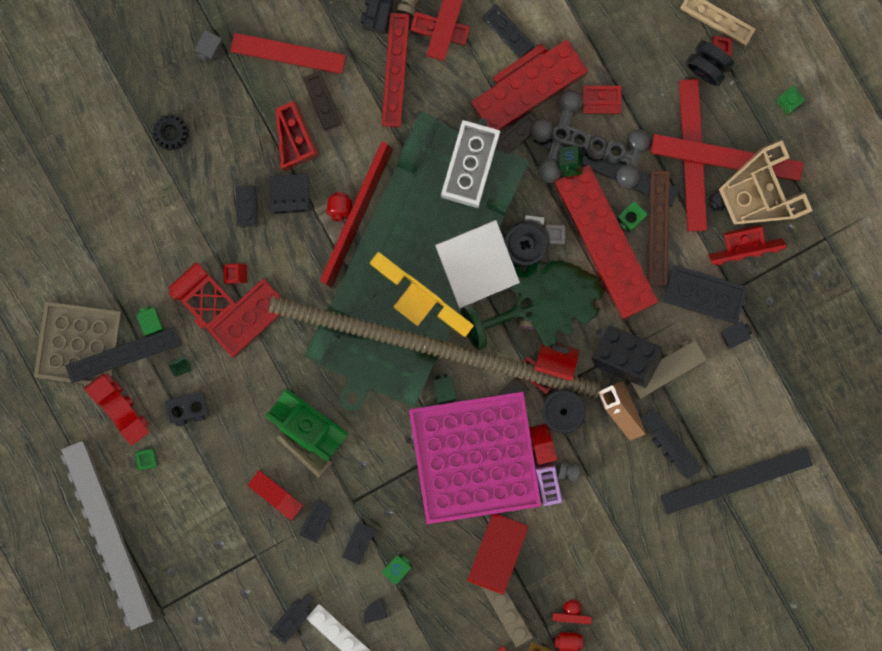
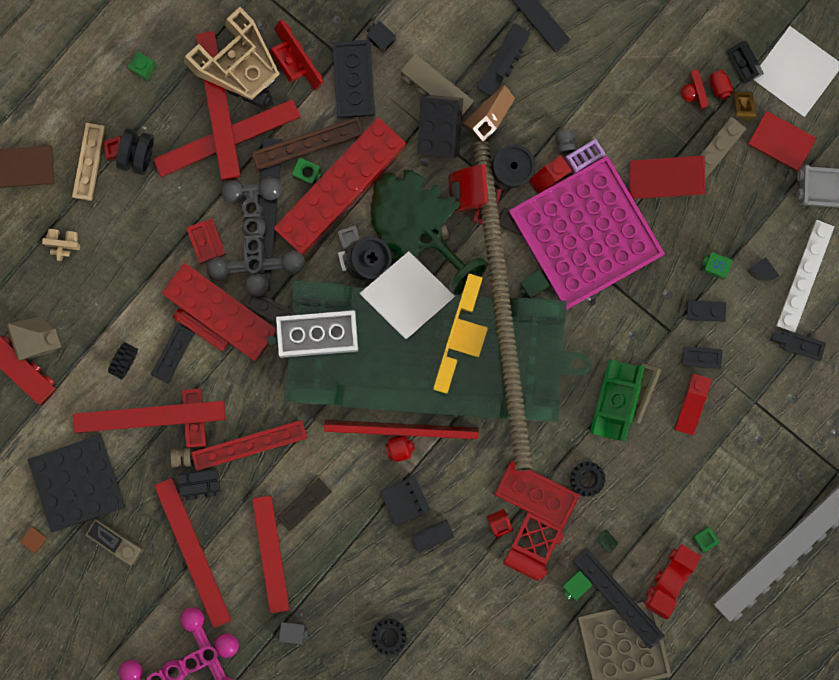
camera: 115 degrees left, 0 degrees up
(186, 404) = (640, 521): black brick -> none
(236, 361) = (599, 479): none -> black tyre
(295, 139) = (350, 515): red wedge -> none
(571, 161) = (277, 245): dark green brick -> none

